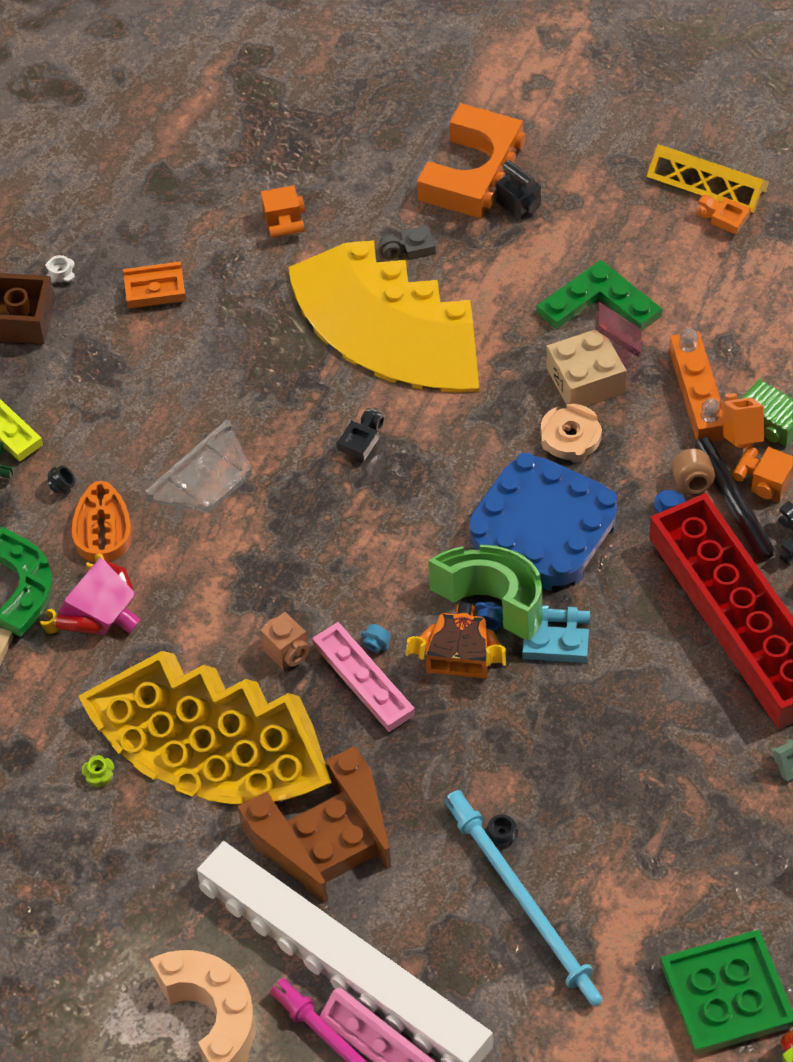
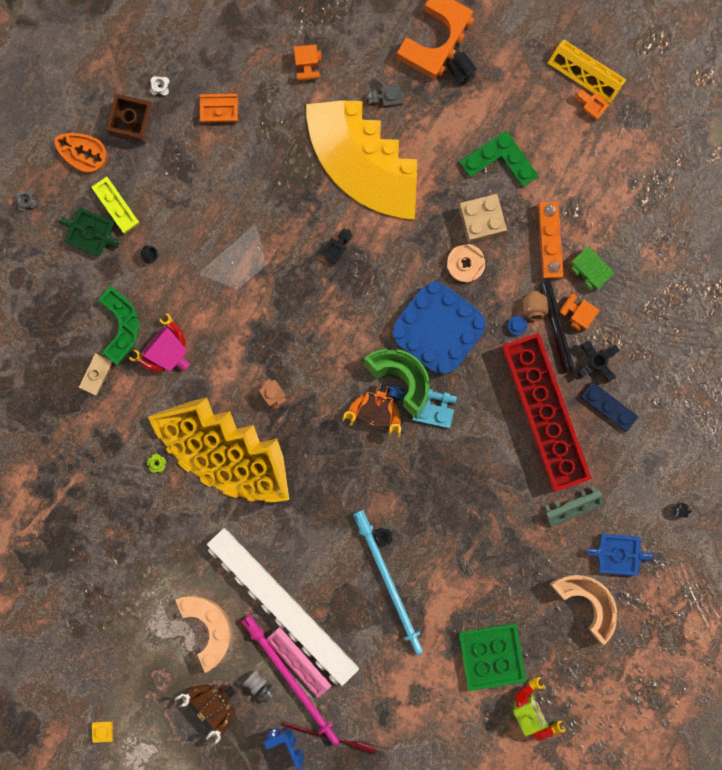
camera: 10 degrees right, 30 degrees up
(86, 519) = (161, 291): orange piece -> none
(328, 836) = (283, 528): dark orange wedge -> none
(363, 677) = (316, 423): bright pink plate -> none
(376, 638) = (327, 397): dark azure plate -> none
(618, 329) = (507, 193): clear pink piece -> none
(743, 421) = (571, 278): orange brick -> none

